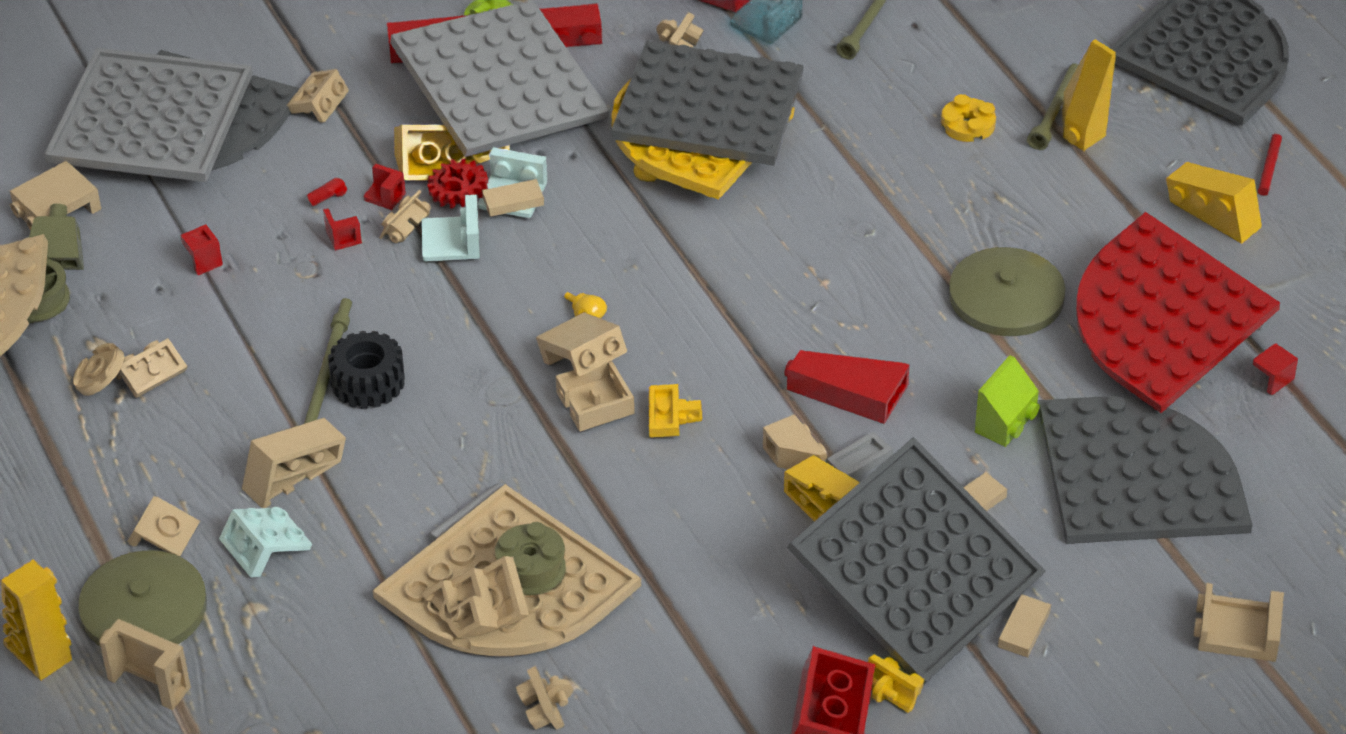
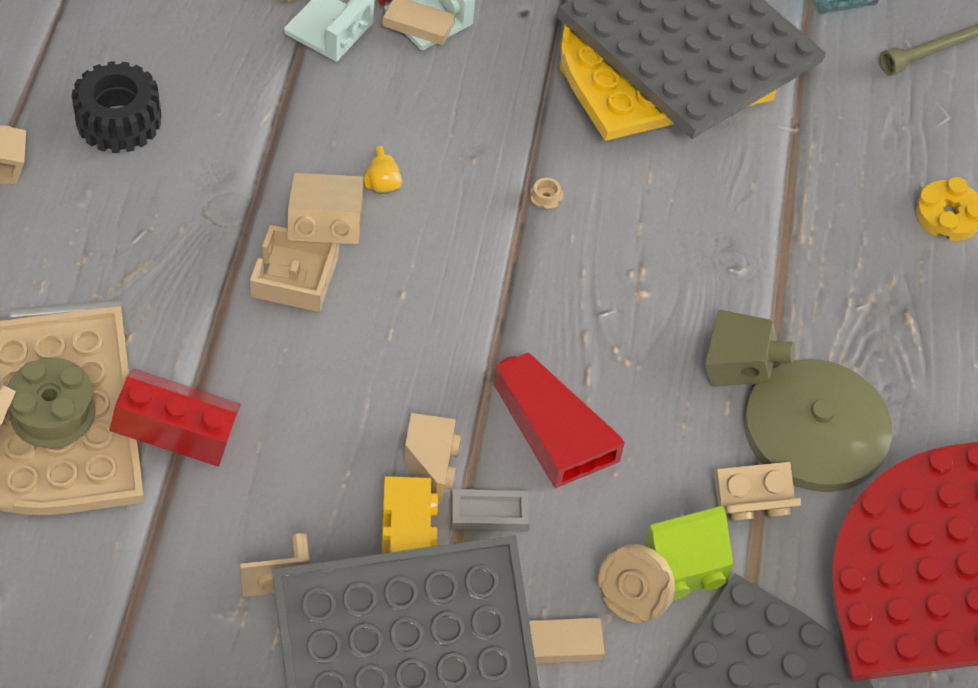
camera: 30 degrees right, 10 degrees up
(339, 326) = (147, 48): olive bar -> none
(616, 522) = (174, 417): none -> red slope
(669, 411) = (351, 331): yellow hinge -> none
(707, 256) = (546, 193): none -> tan plate
(775, 564) = (257, 576): none -> tan piece
(927, 271) = (744, 350): none -> olive torso
(992, 436) = (636, 583): none -> tan tile
(1010, 340) = (756, 489): none -> tan bracket

